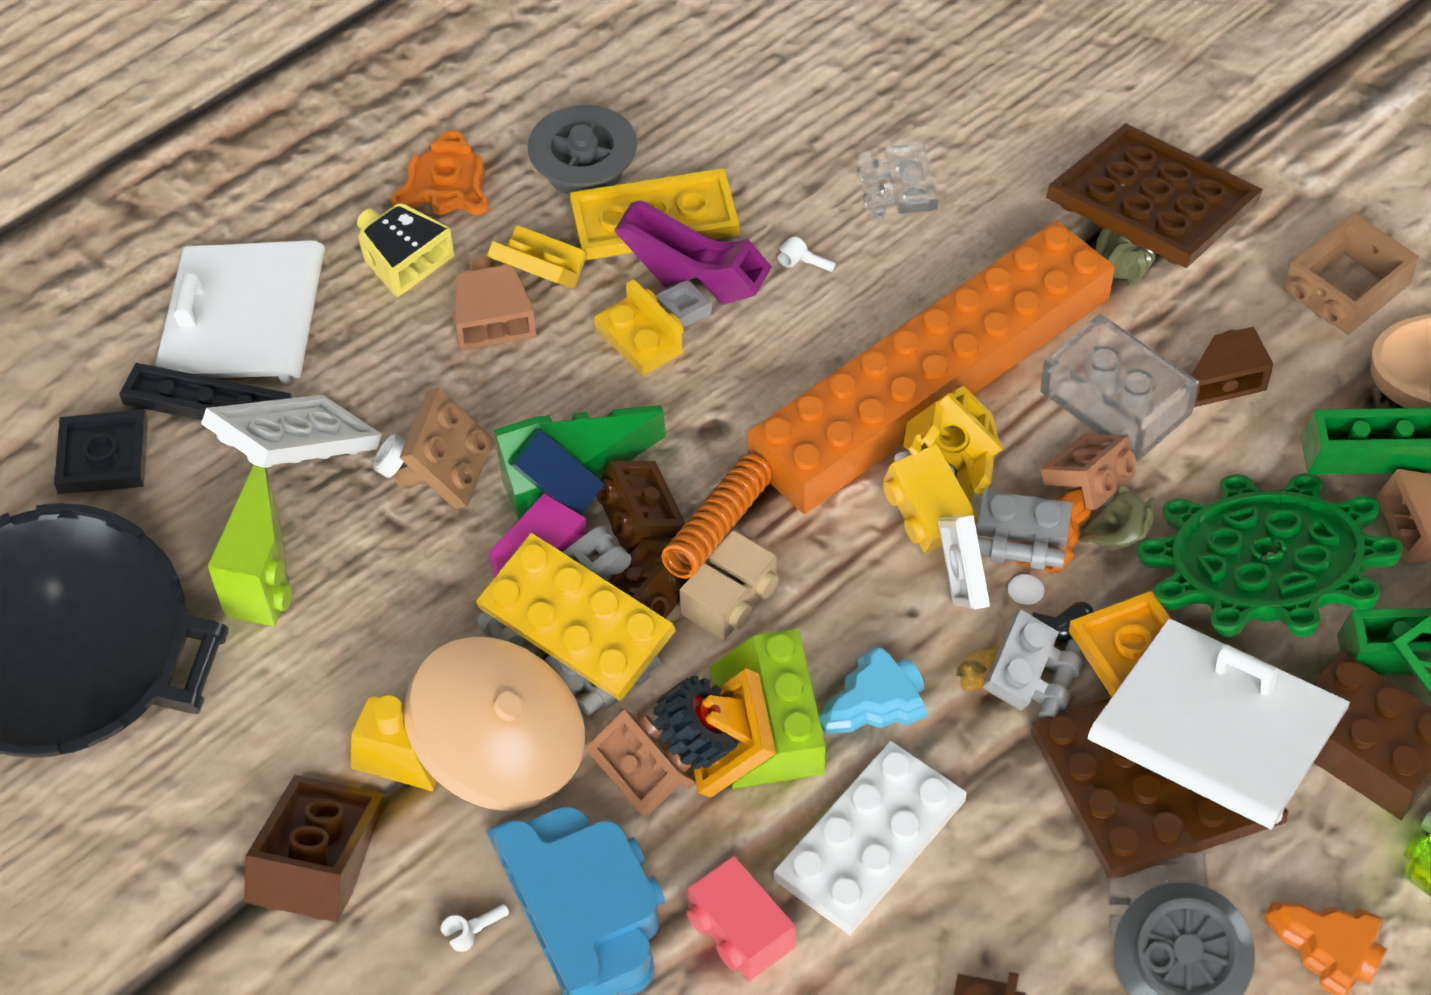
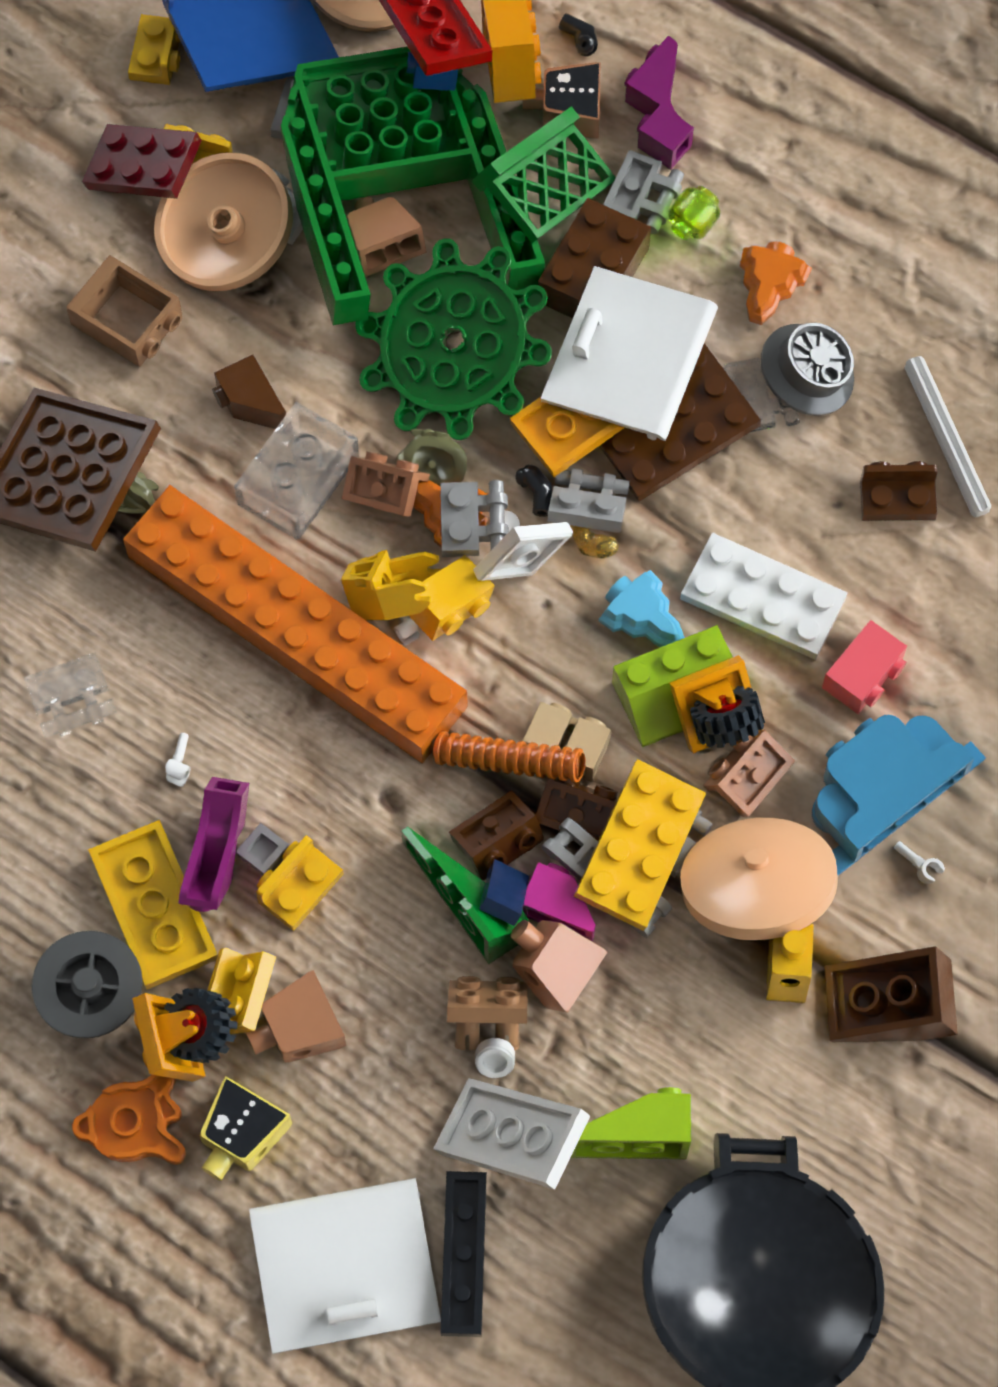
camera: 105 degrees left, 15 degrees up
(101, 452) = (546, 1330): black plate -> none
(470, 514) = (555, 962): none -> torso
(504, 192) = (183, 1031): none -> plate

